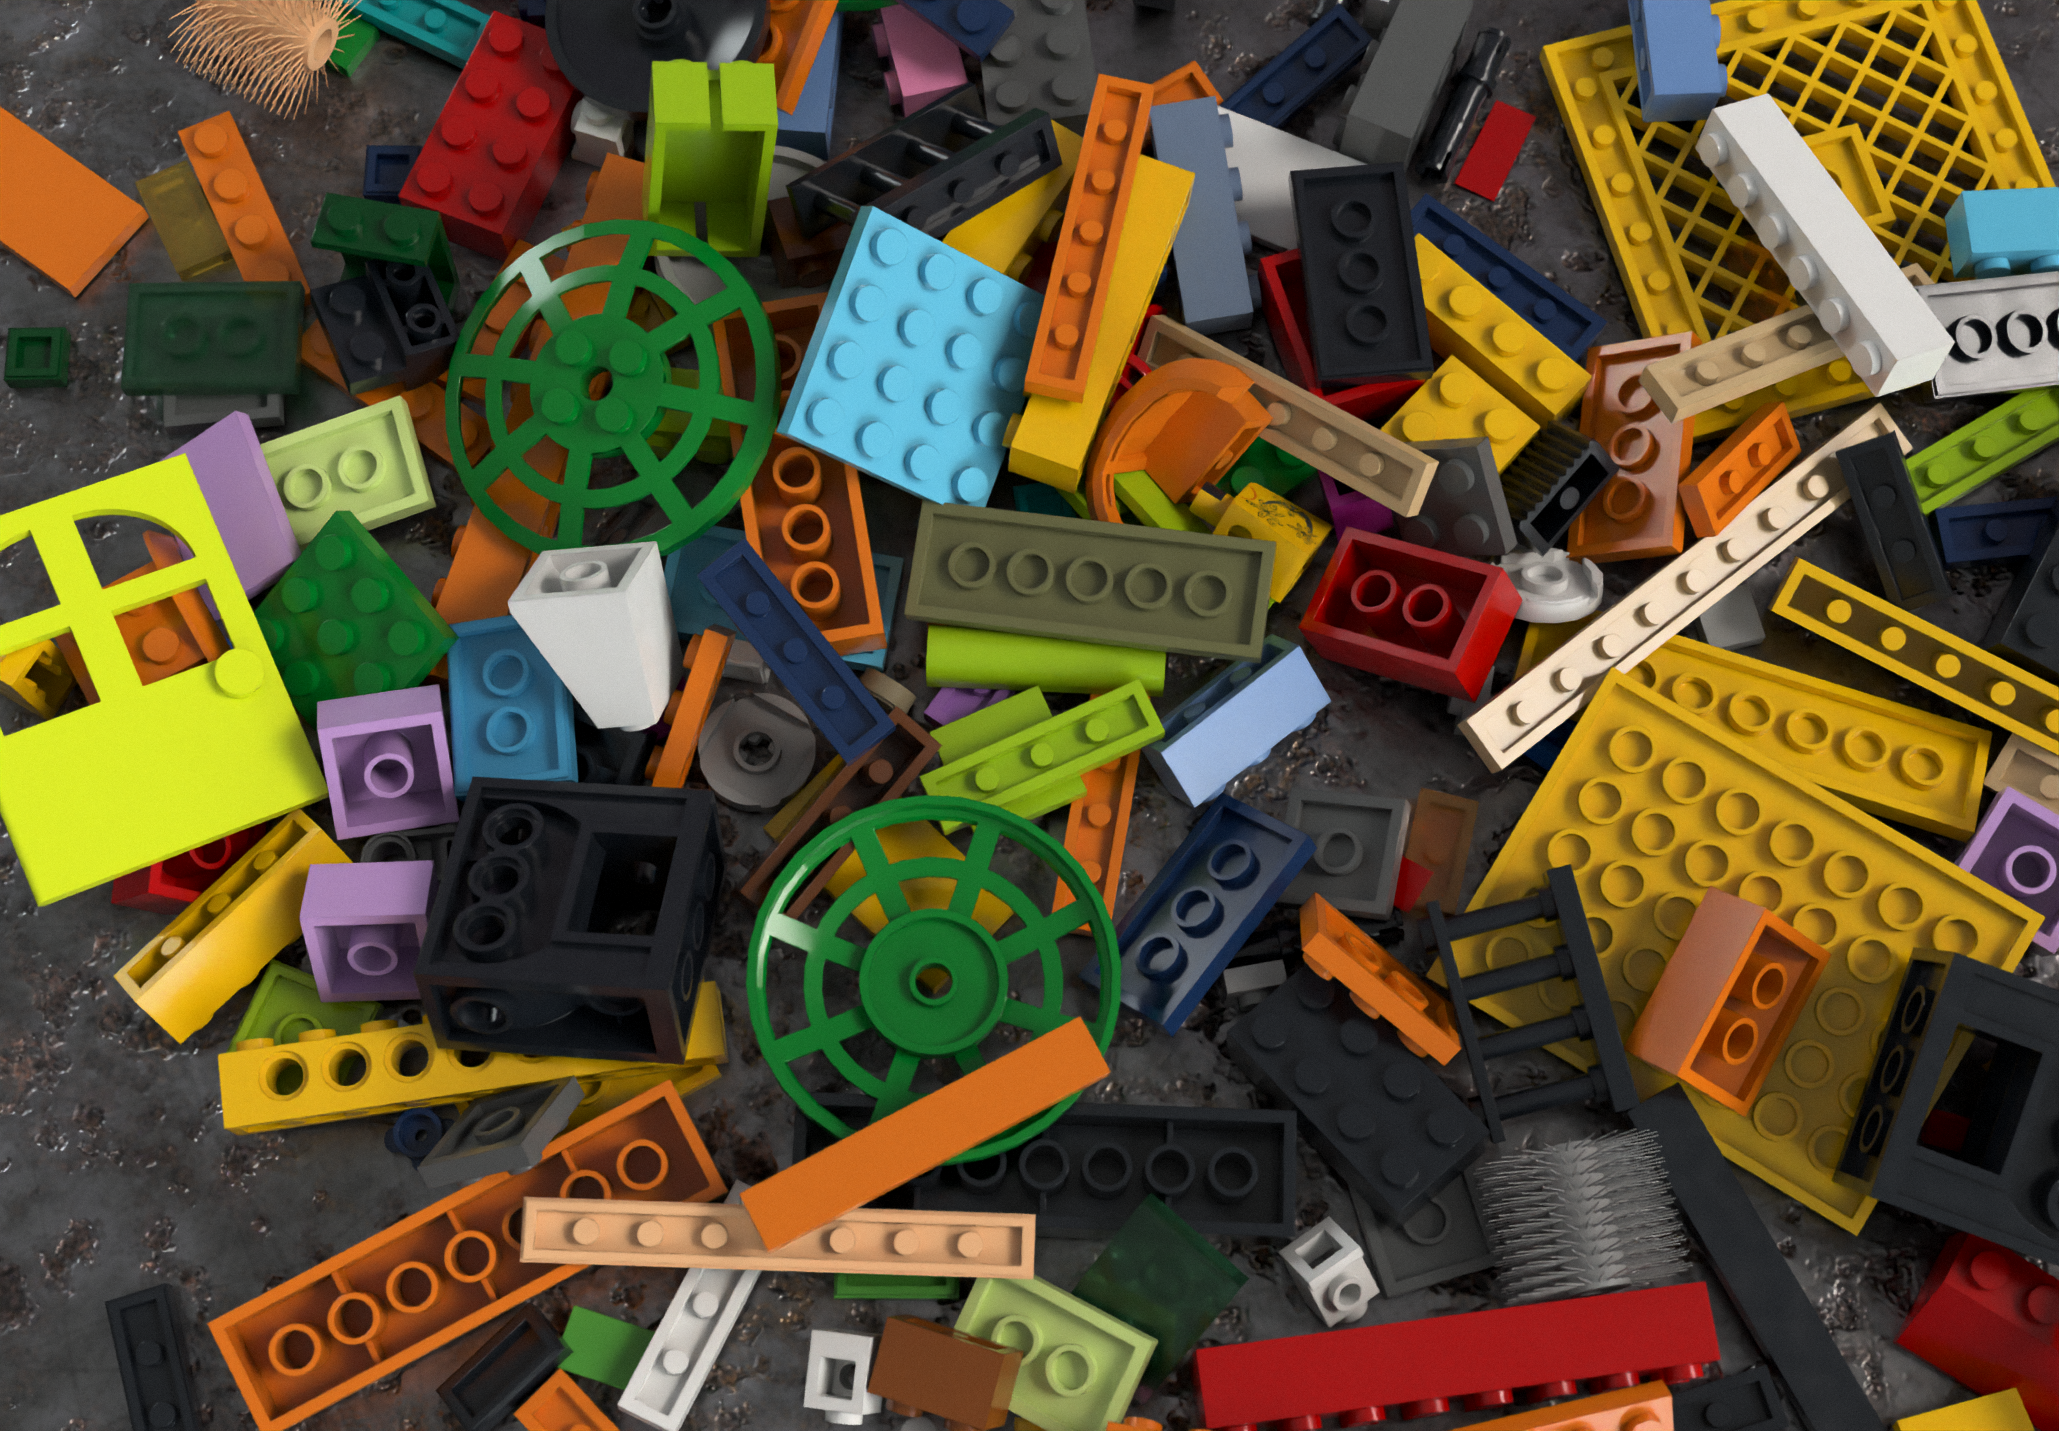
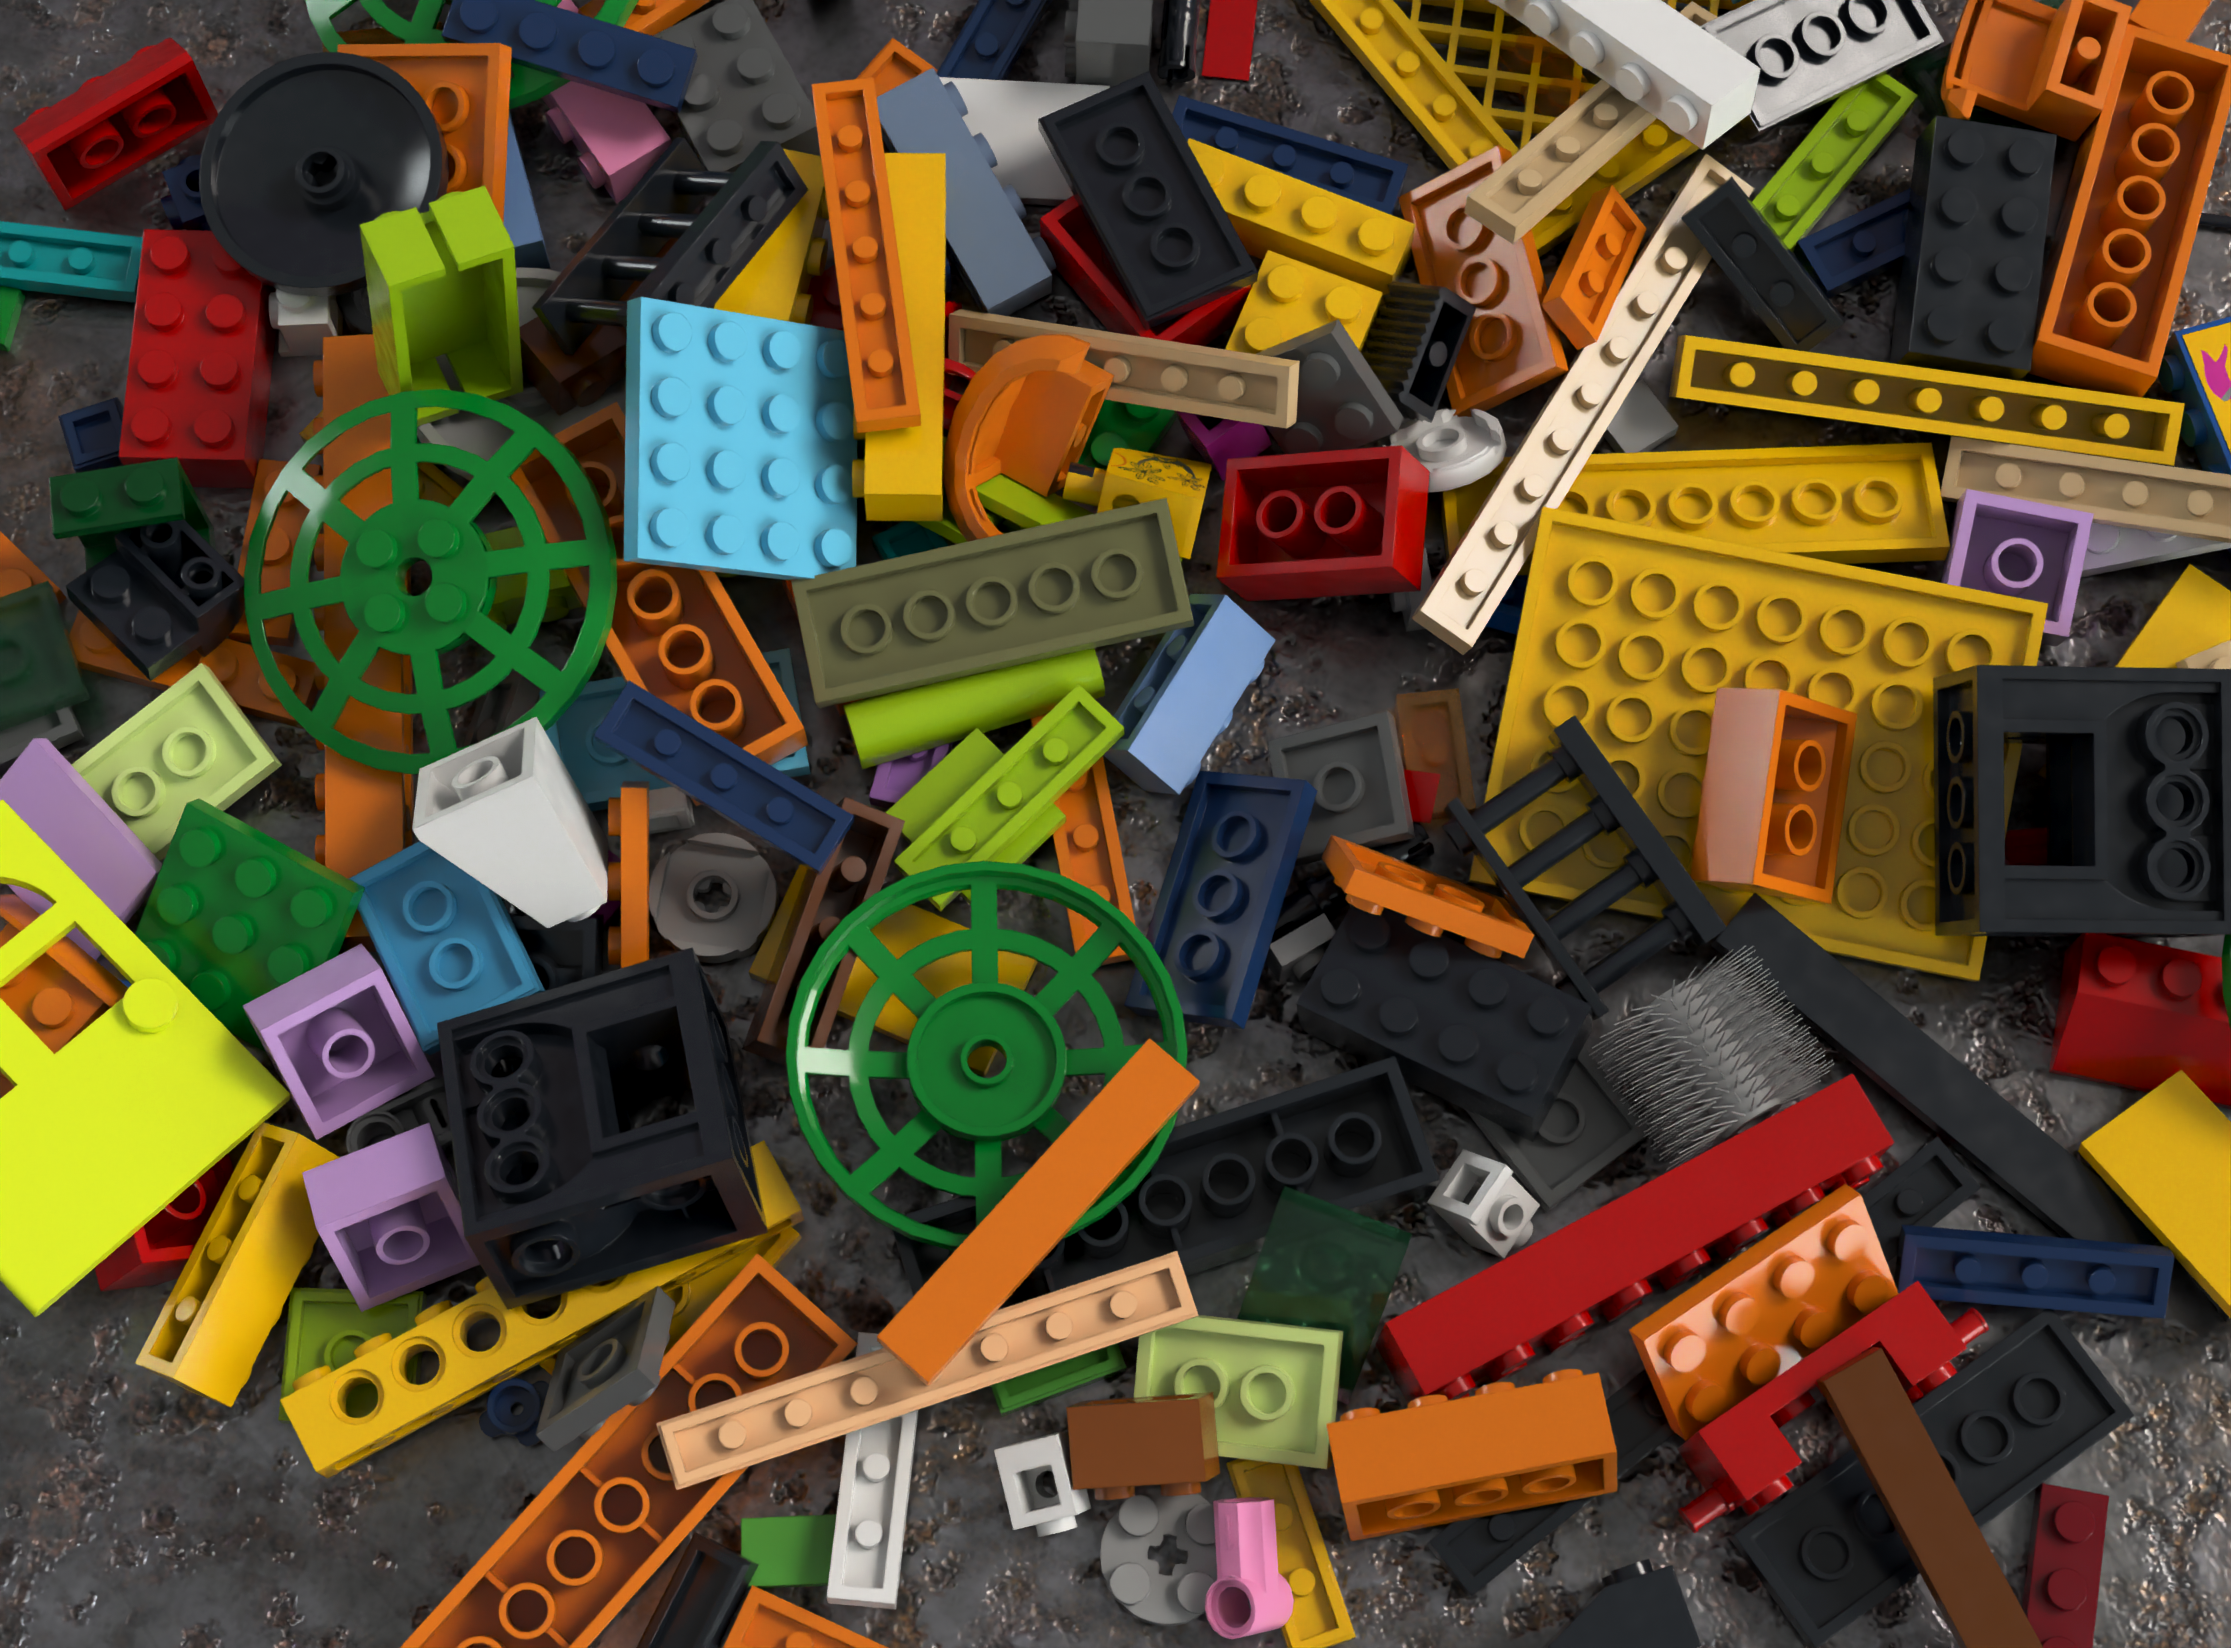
camera: 20 degrees left, 0 degrees up
(886, 690) = (826, 785): dark tan tile -> none

